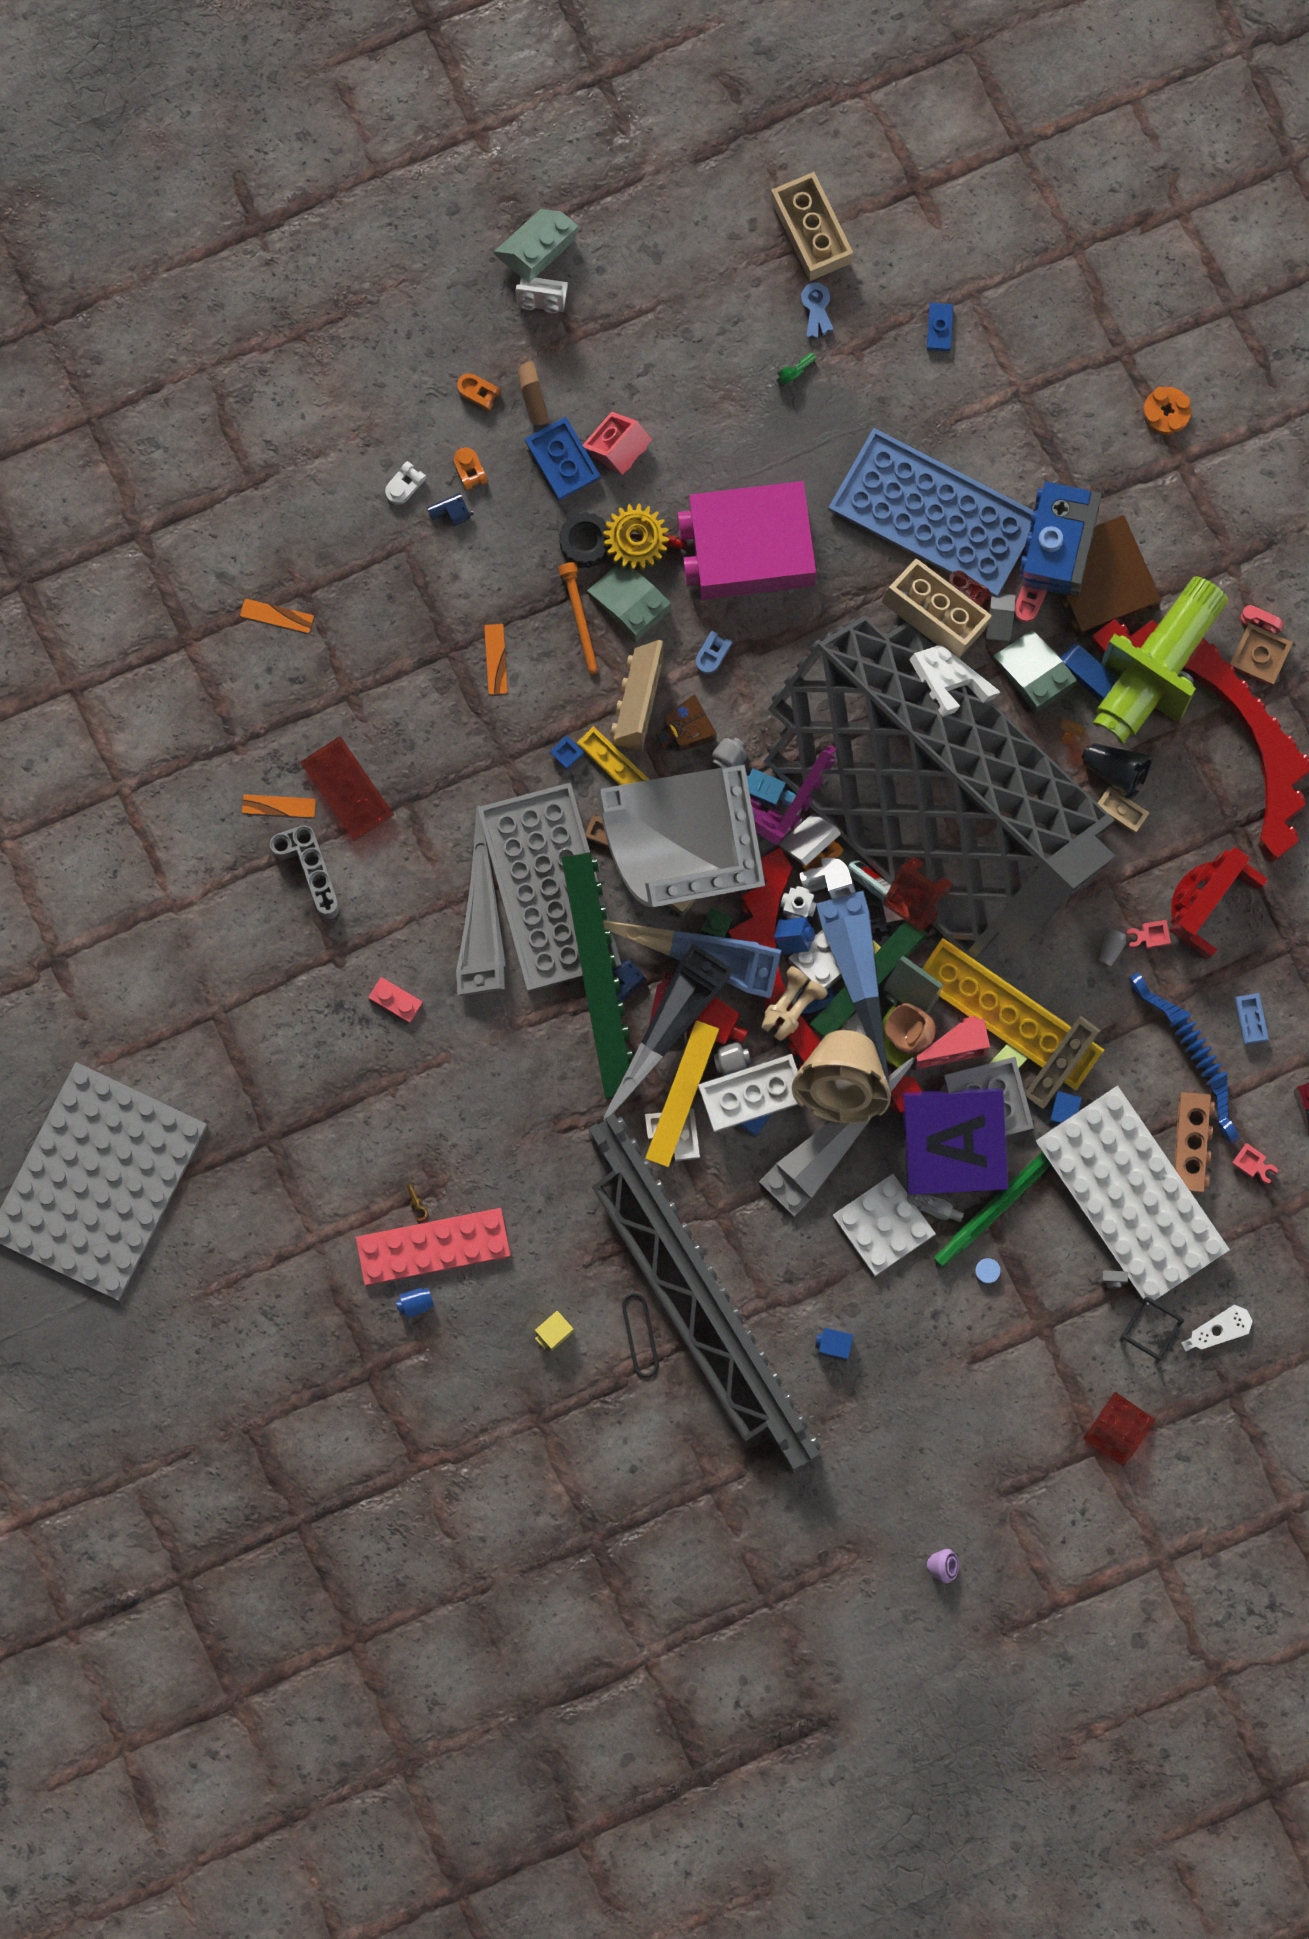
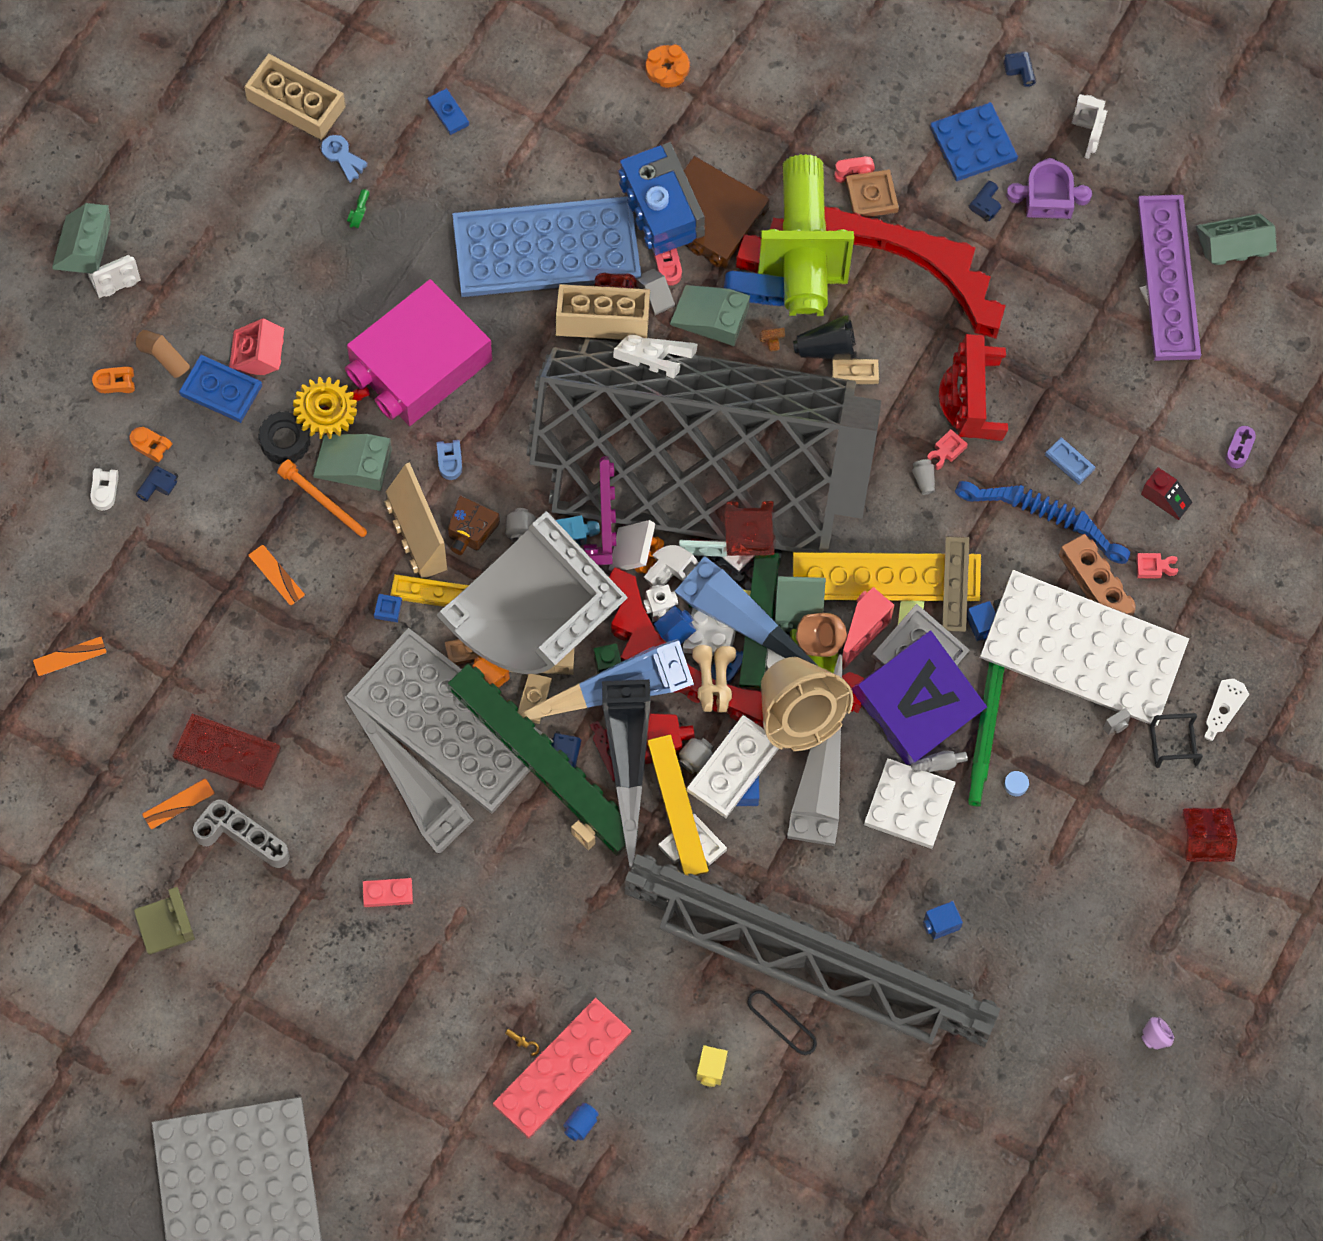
camera: 40 degrees left, 10 degrees down
(197, 901) = (164, 923): none -> olive bracket
(590, 1063) = (584, 834): none -> tan plate
(608, 869) = (492, 672): none -> orange brick
(634, 914) = (535, 692): none -> tan plate

